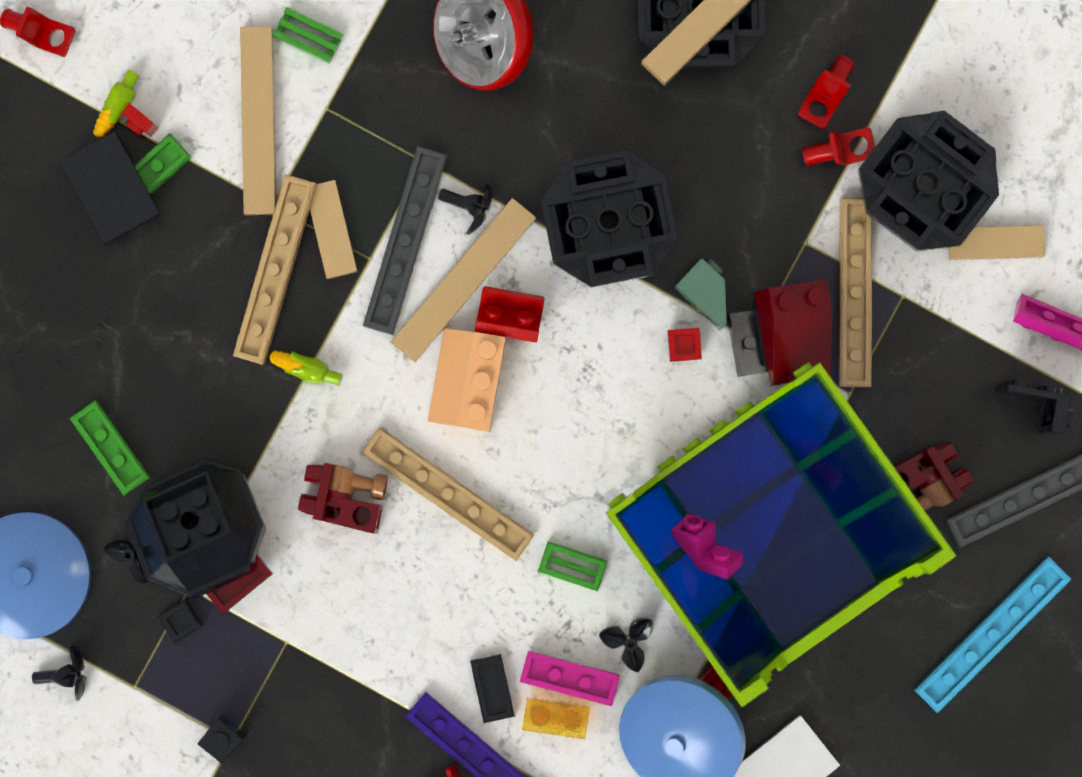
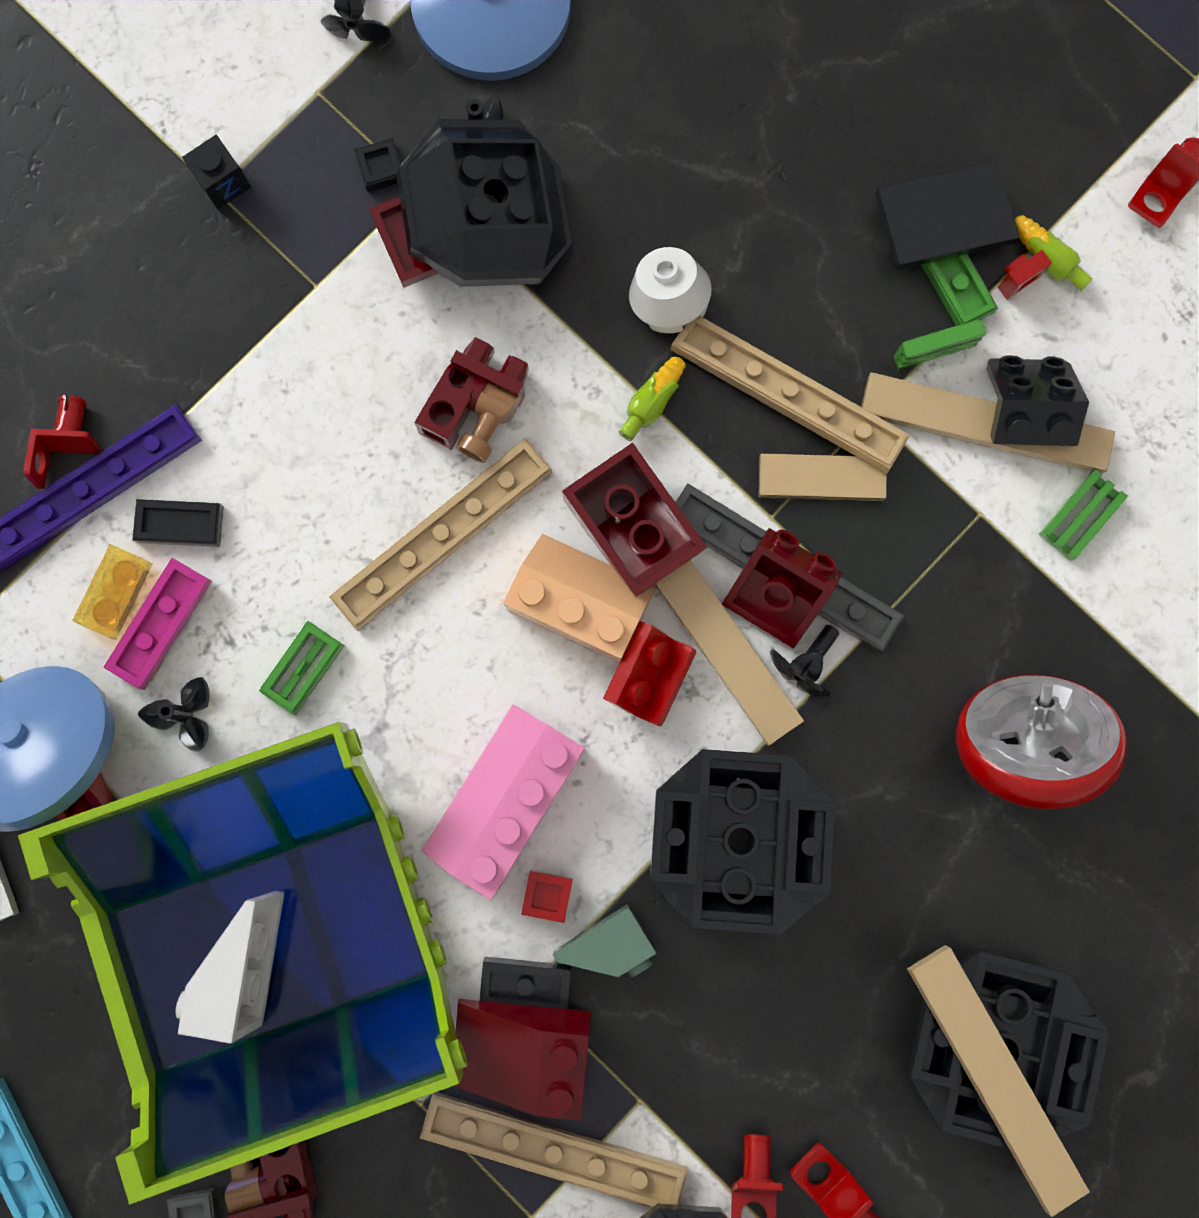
camera: 105 degrees right, 5 degrees down
(110, 447) = (619, 137): bright green tile -> none
(209, 169) = (939, 344): none -> bright green tile
(224, 376) = (669, 290): none -> white cone
(234, 90) = (1036, 401): none -> black bracket
(404, 355) = (633, 520): none -> dark red slope
(421, 237) = (783, 586): none -> dark red plate
(626, 394) = (502, 801): none -> bright pink slope
(698, 540) = (276, 841): dark pink slope -> none
(804, 540) = (233, 981): none -> white slope

